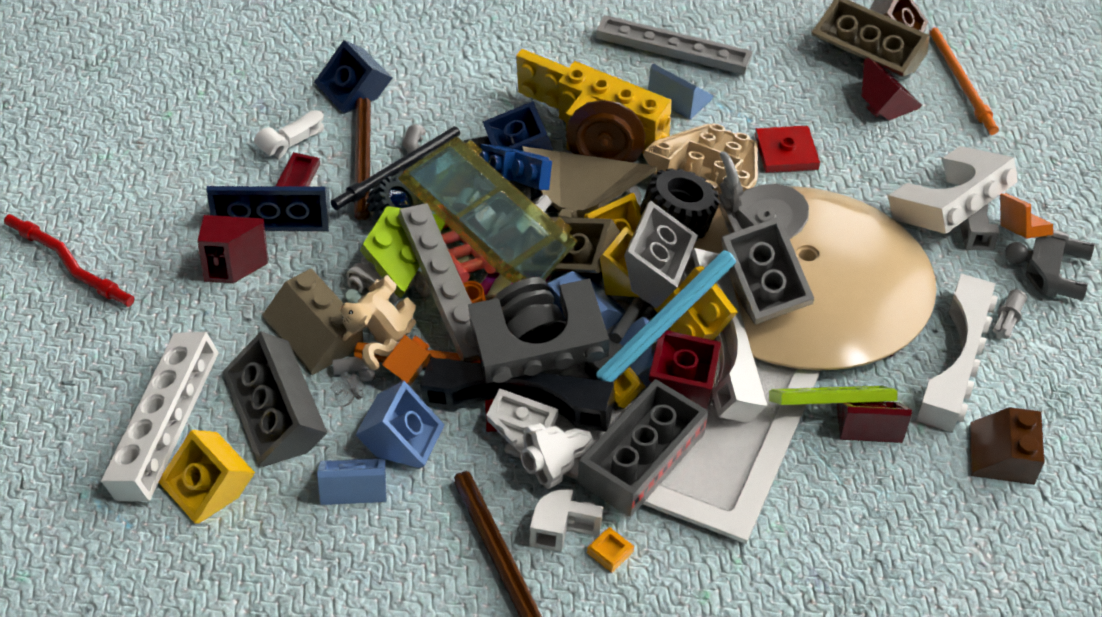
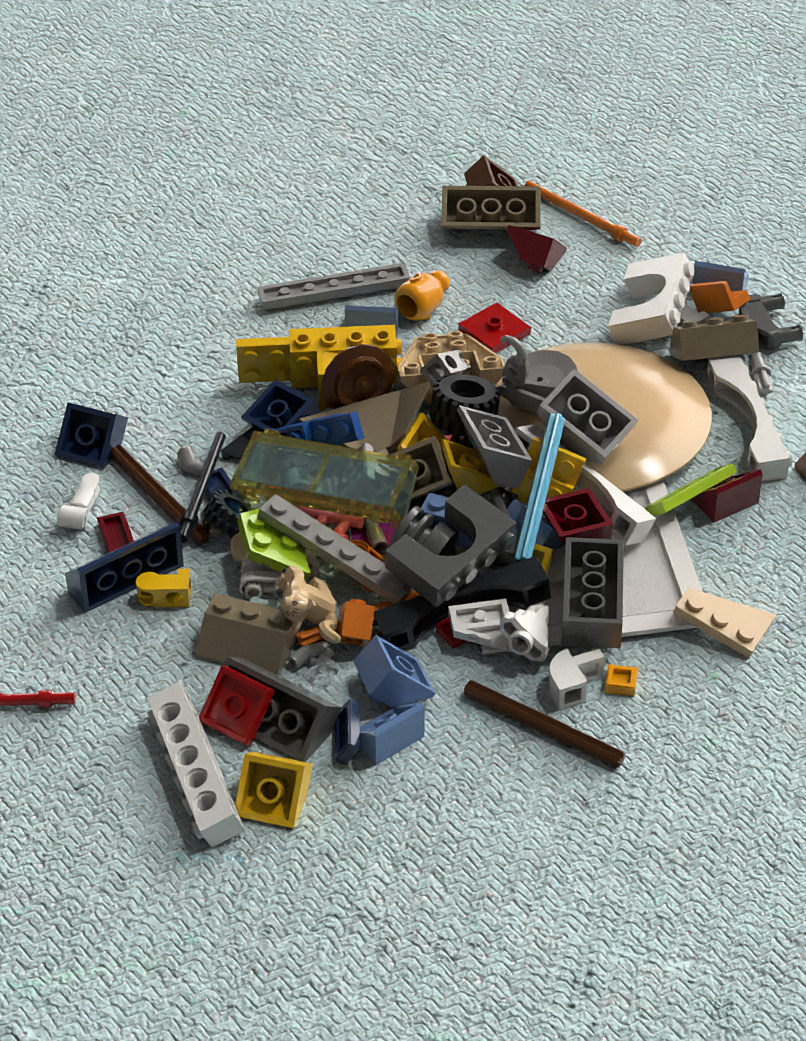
camera: 30 degrees left, 5 degrees down
(231, 247) = (128, 612): dark red slope -> none
(240, 380) = (236, 705): none -> red tile
(290, 245) = (164, 590): none -> yellow leg
(314, 458) = (347, 731): none -> dark blue tile
(694, 159) = (443, 365): none -> light grey leg
(741, 86) = (421, 295): none -> light orange piece
(759, 546) = (725, 620): none -> tan wing
(980, 256) = (714, 338): none -> dark tan slope
(1044, 202) = (709, 272): none -> medium blue slope

